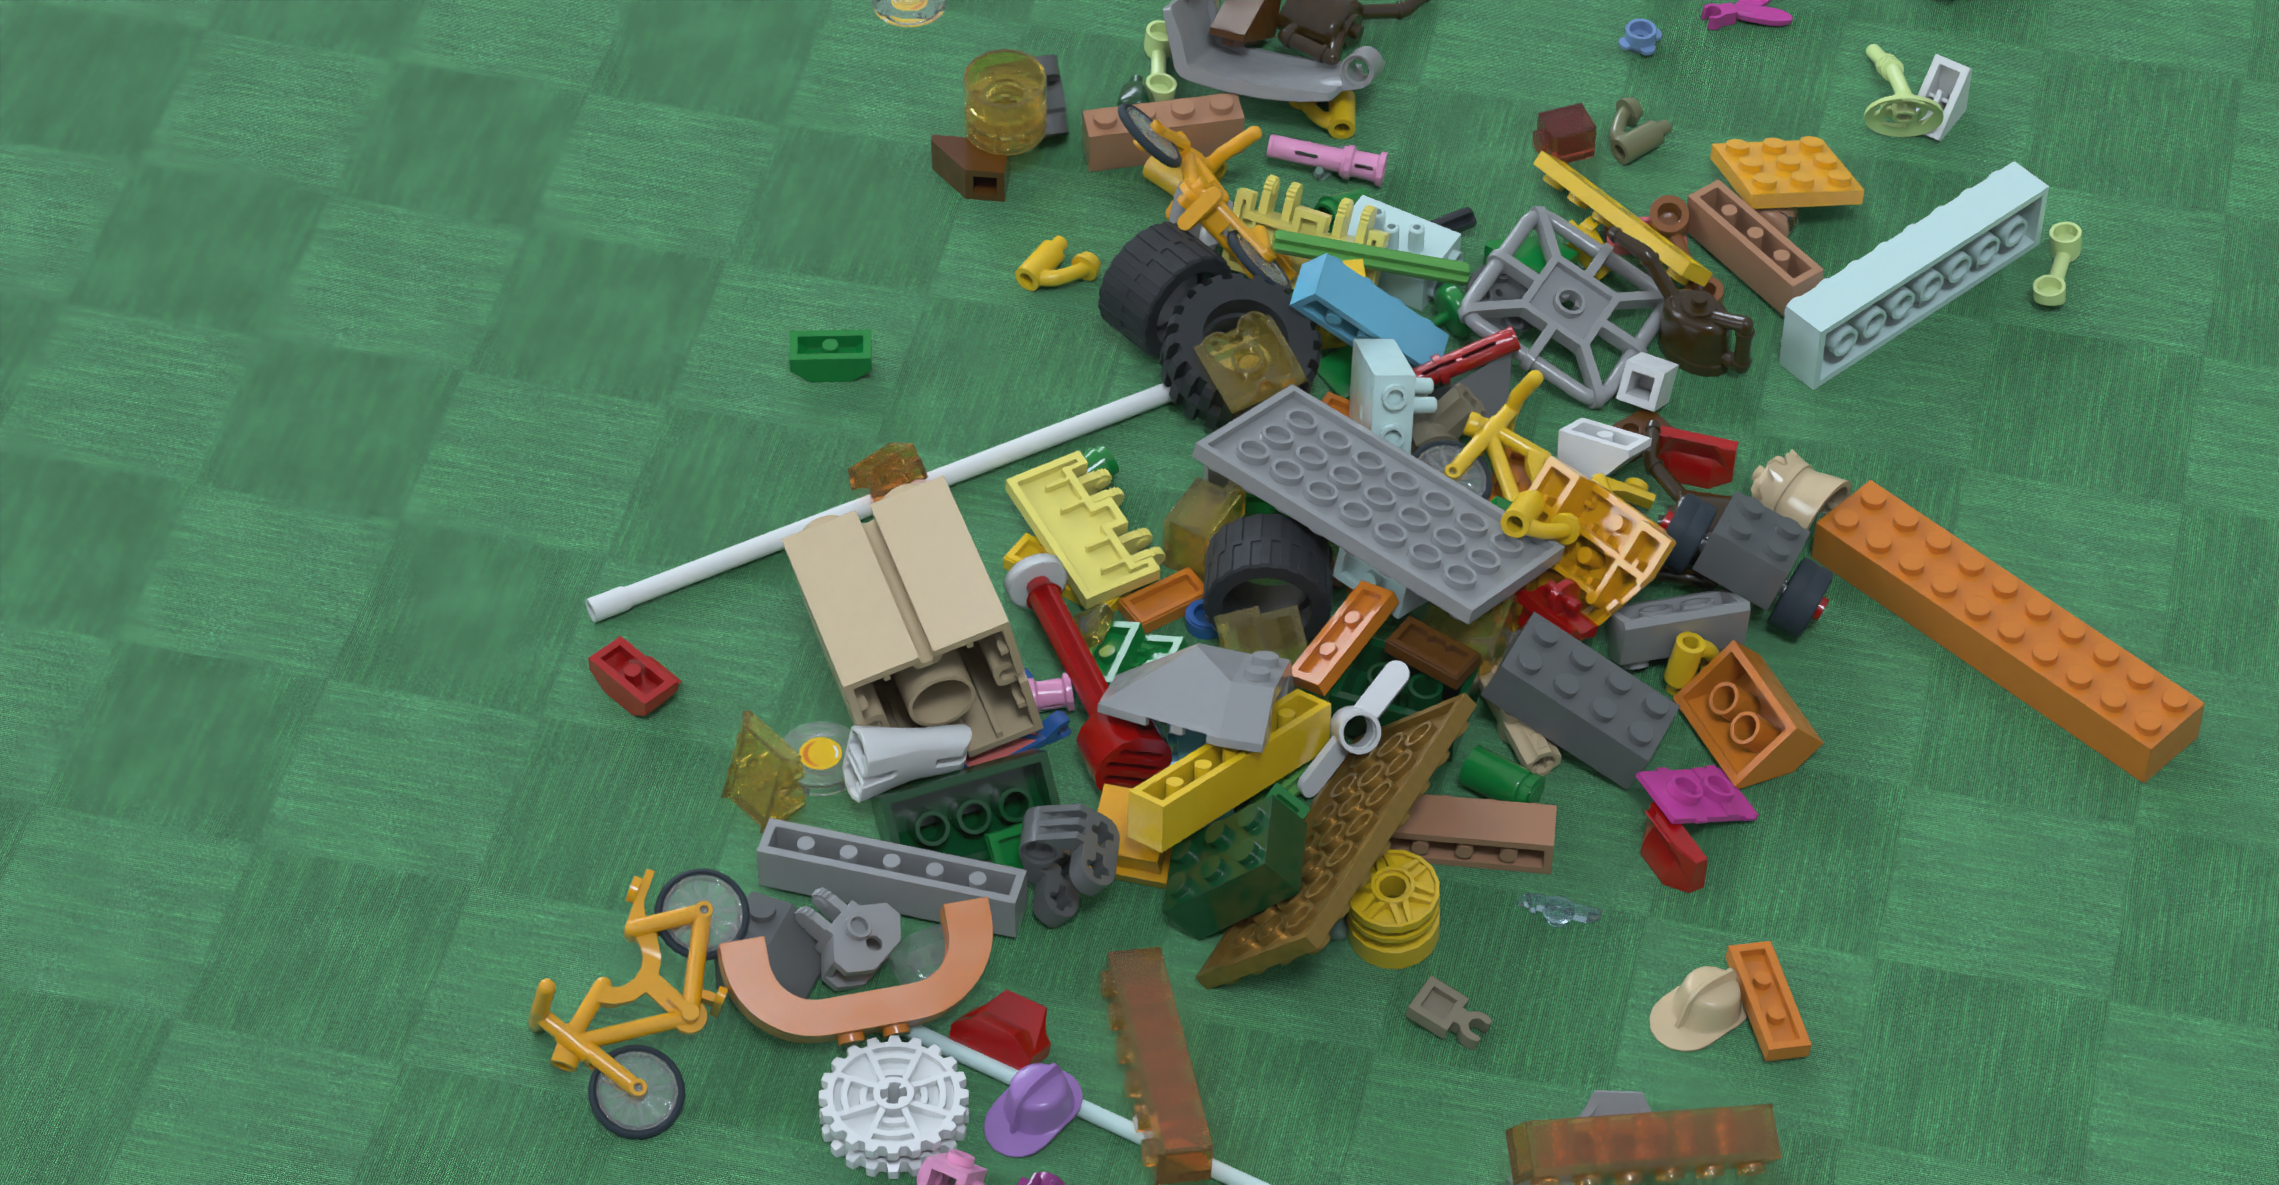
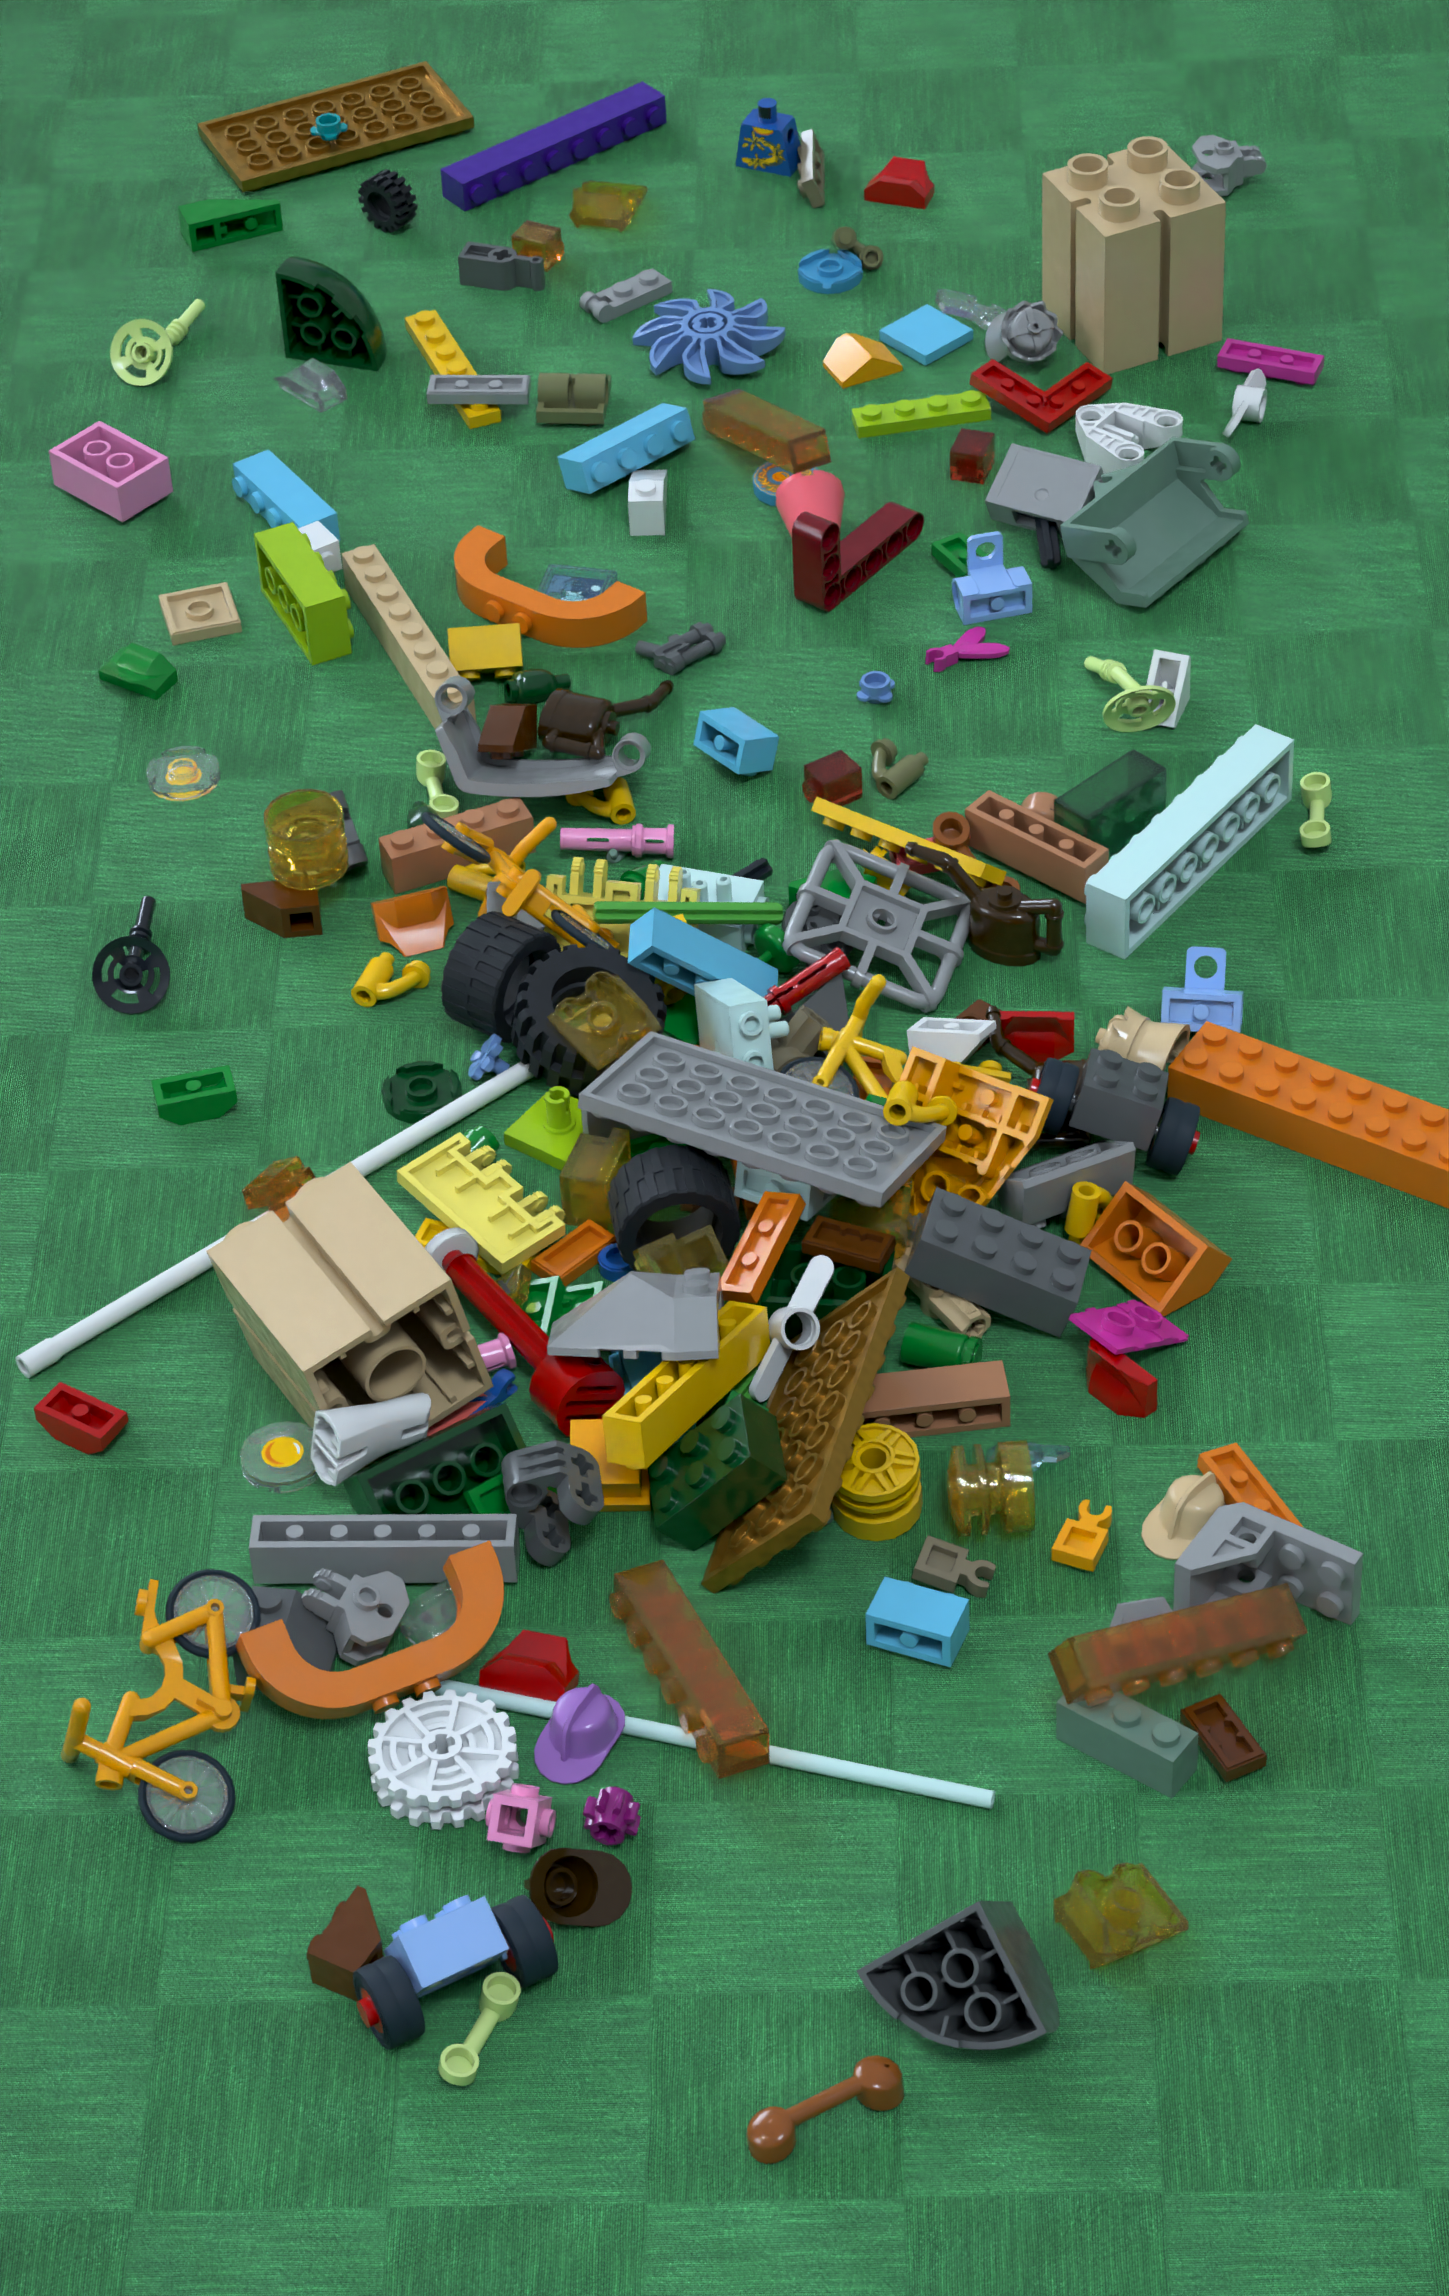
camera: 10 degrees left, 5 degrees down
(764, 773) = (234, 1478): clear yellow slope -> none
(804, 201) = (133, 965): none -> black dish
(1057, 393) = (419, 1090): none -> dark green tile
(1099, 206) = (414, 920): none -> orange slope
(1132, 373) = (487, 1059): none -> medium blue plant
(1168, 460) = (548, 1128): none -> lime tile
(1396, 1063) = (917, 1621): none -> medium azure brick
(1477, 71) = (736, 741): none -> medium azure brick
(1506, 940) = (992, 1488): none -> clear yellow wheel
(1559, 606) = (953, 1177): red hips -> none
(1586, 1013) = (1083, 1540): none -> light orange plate
(1647, 381) = (973, 976): white brick -> none
(1769, 1068) = (1268, 1553): none -> light grey bracket
(1786, 173) = (1034, 775): light orange plate -> none
(1844, 219) = (1115, 801): none -> clear green piece
(1878, 452) = (1203, 997): none -> light blue piece

